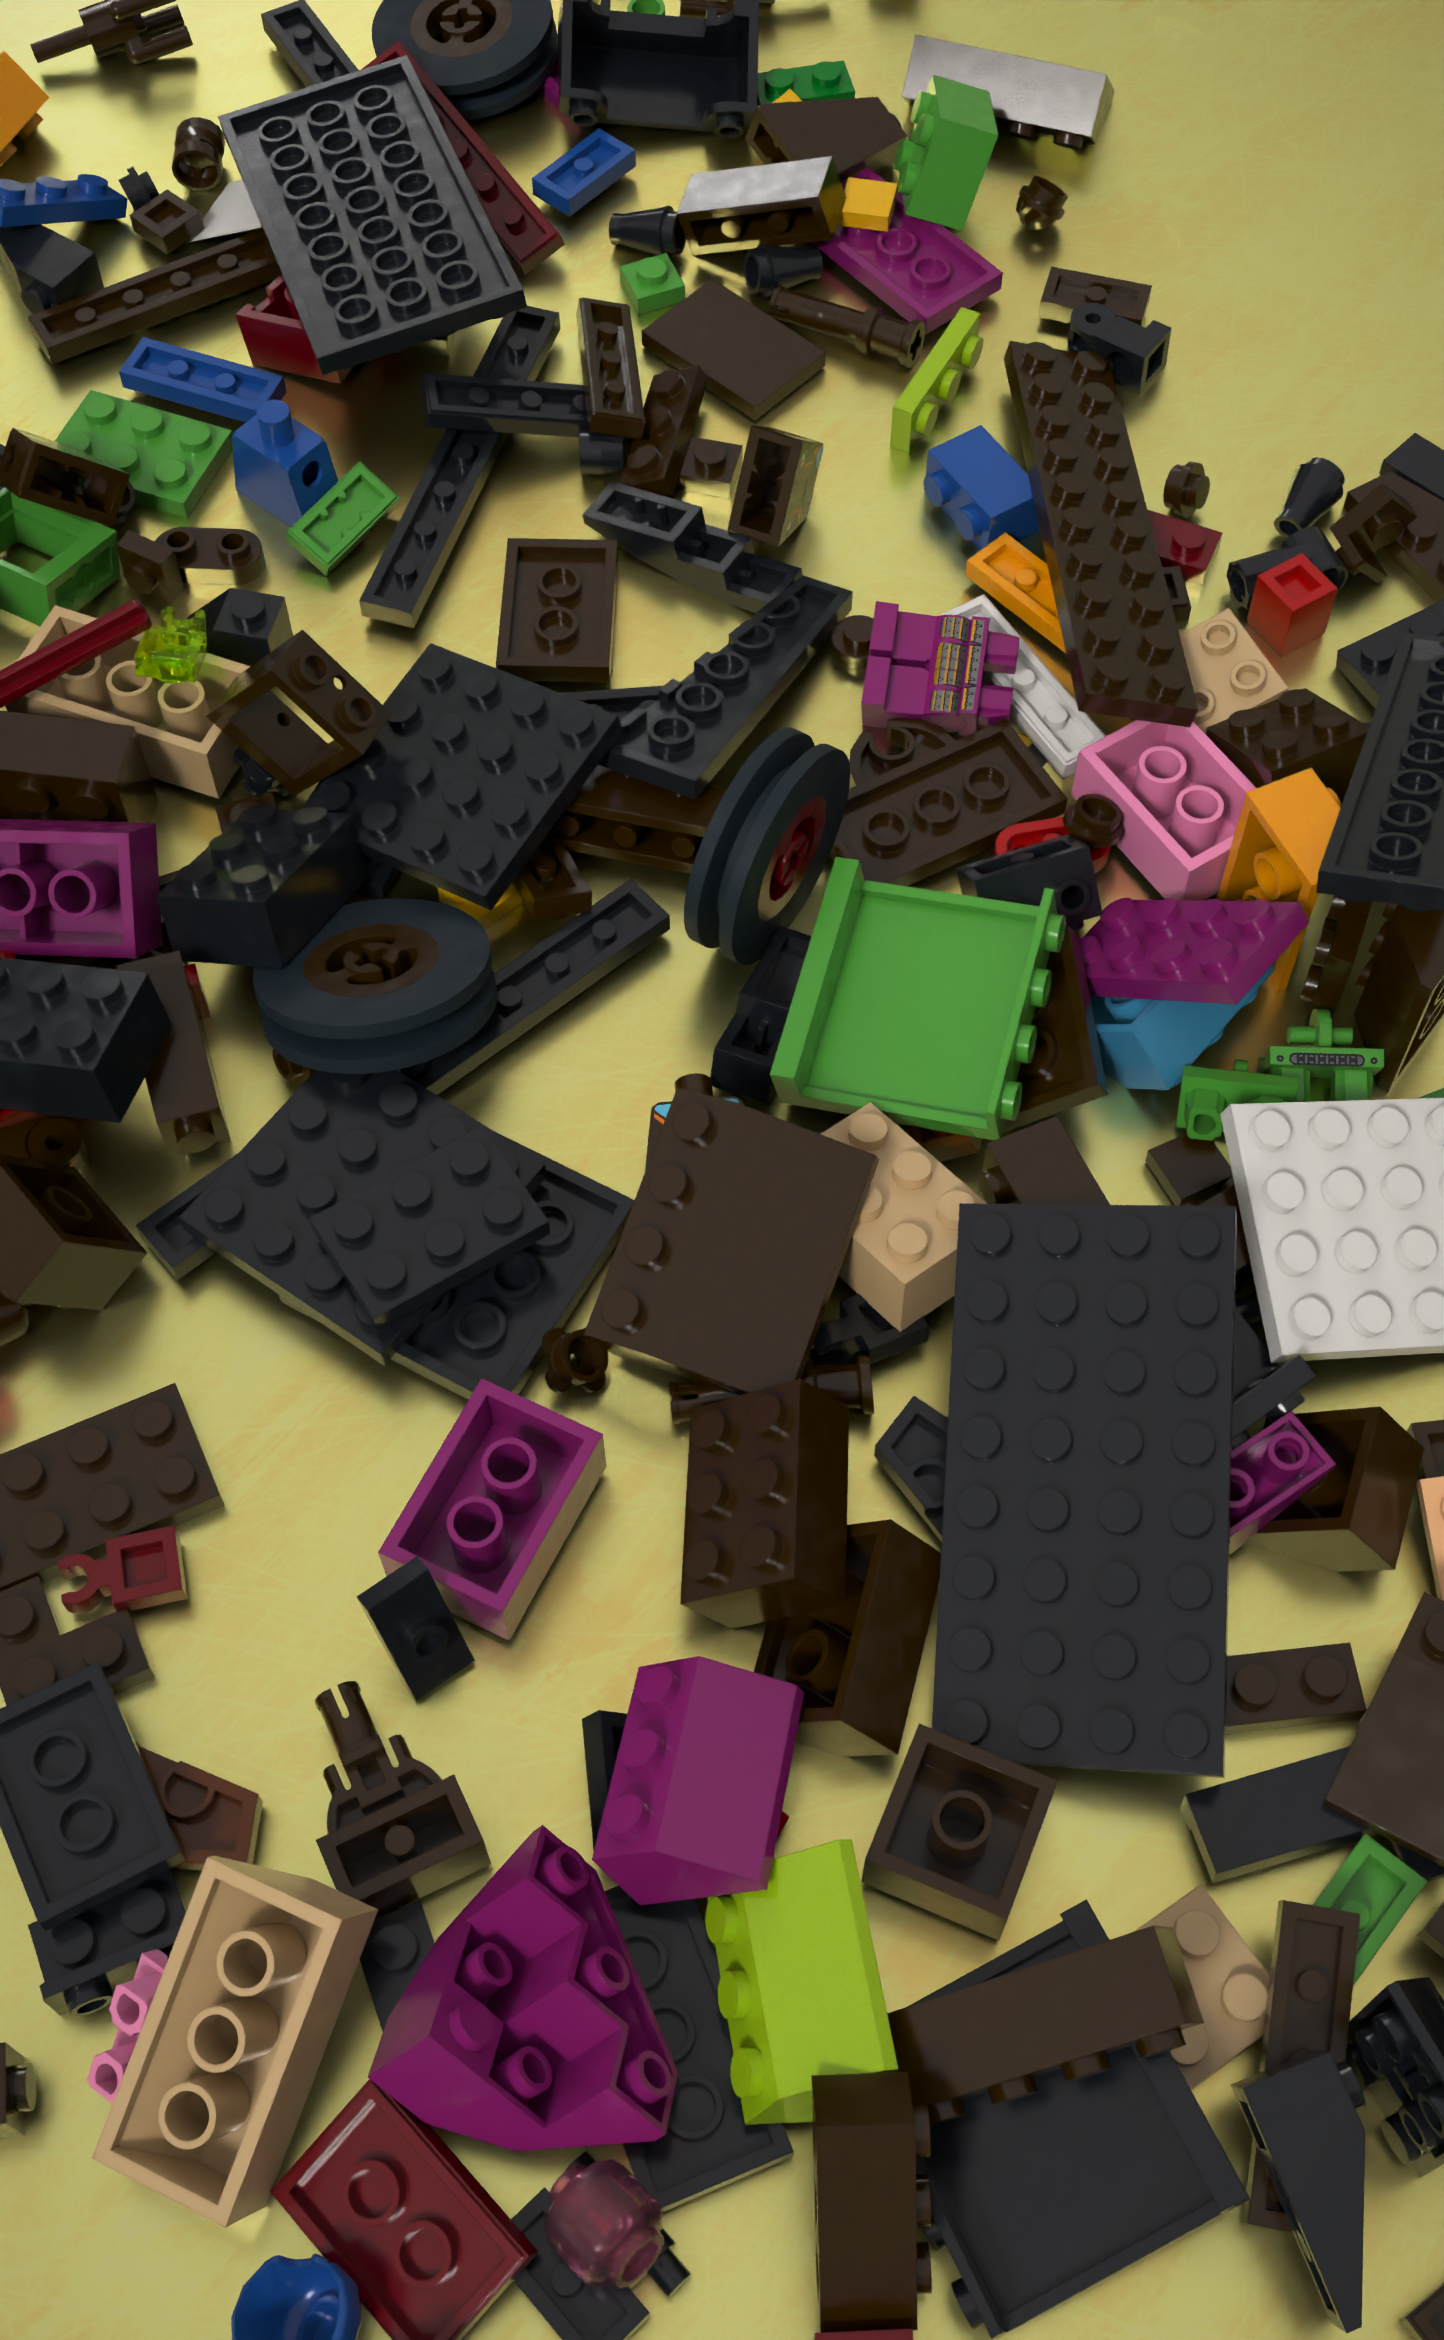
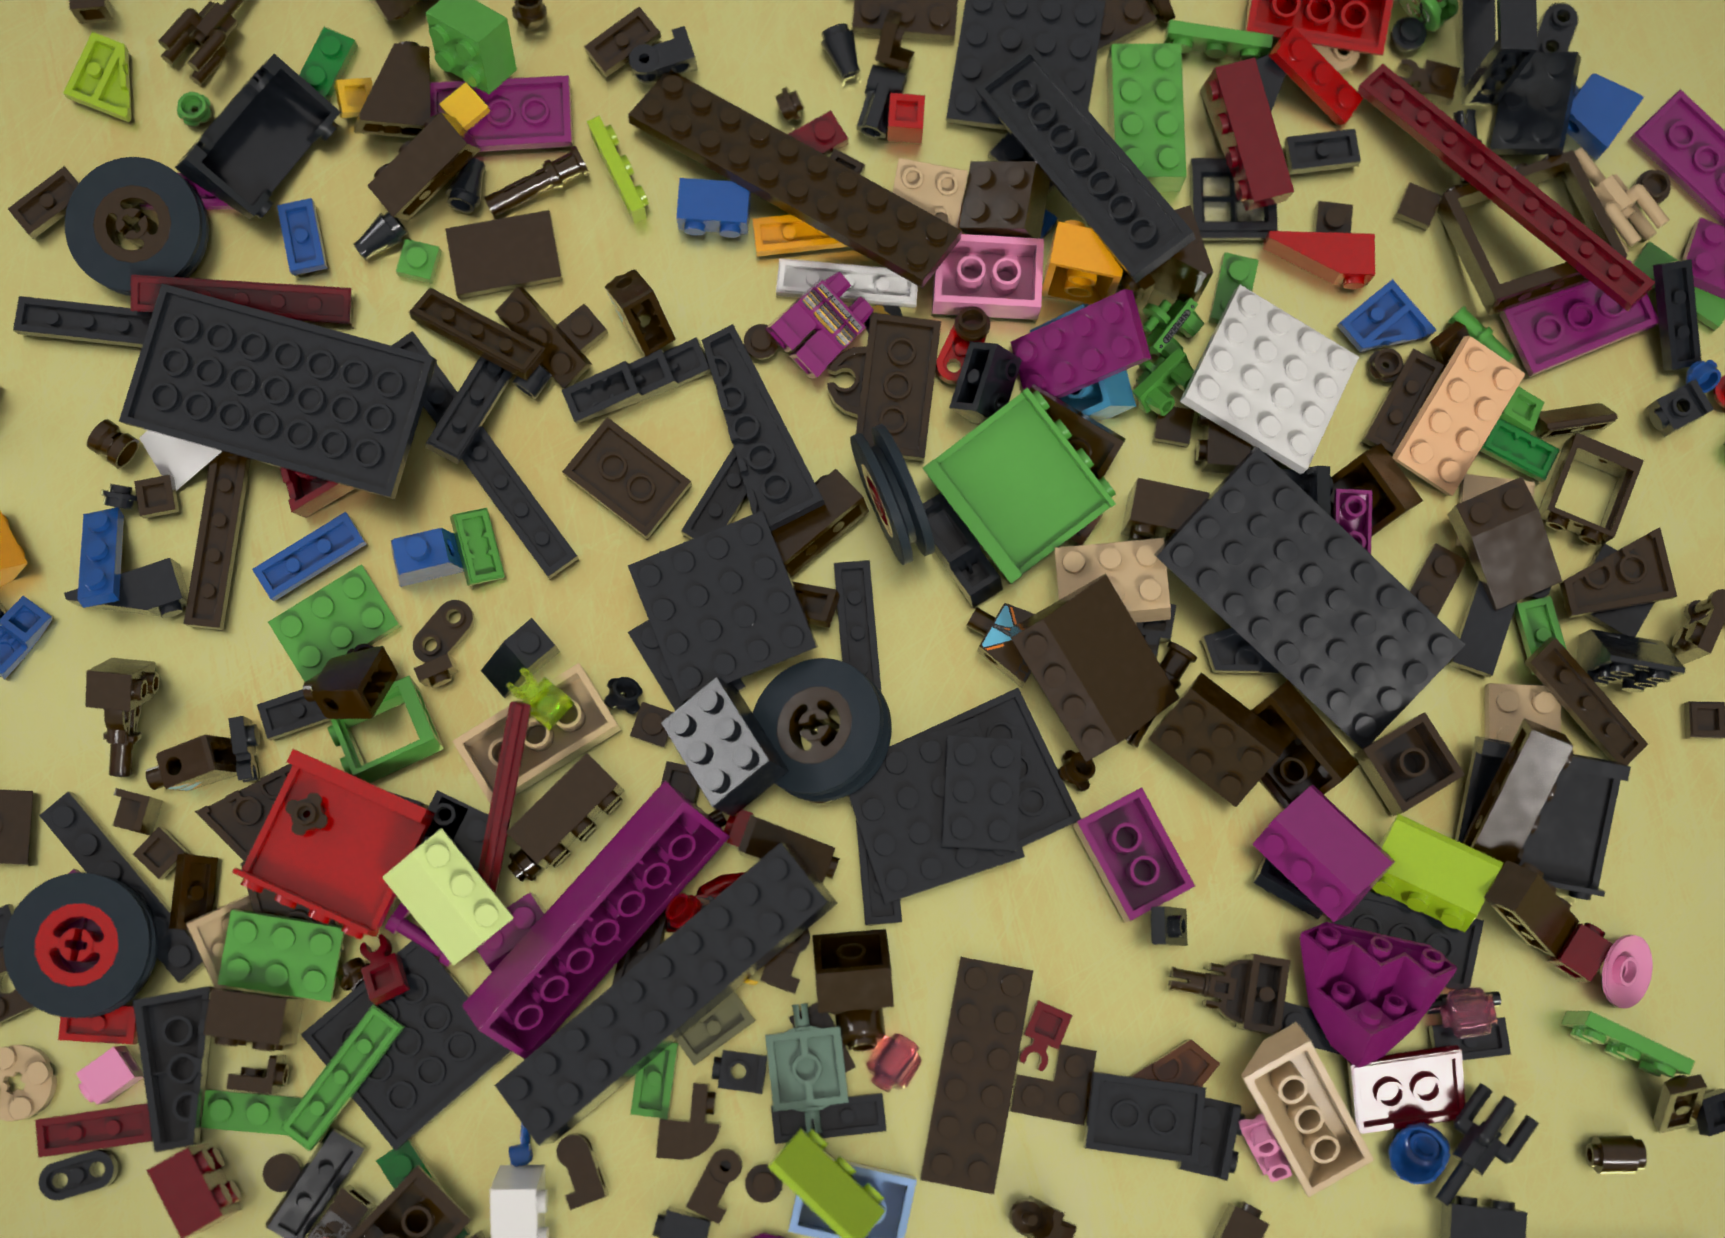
camera: 60 degrees left, 20 degrees up
(282, 739) = (637, 664): dark brown window -> none
(1315, 2158) = (1629, 728): black slope -> none

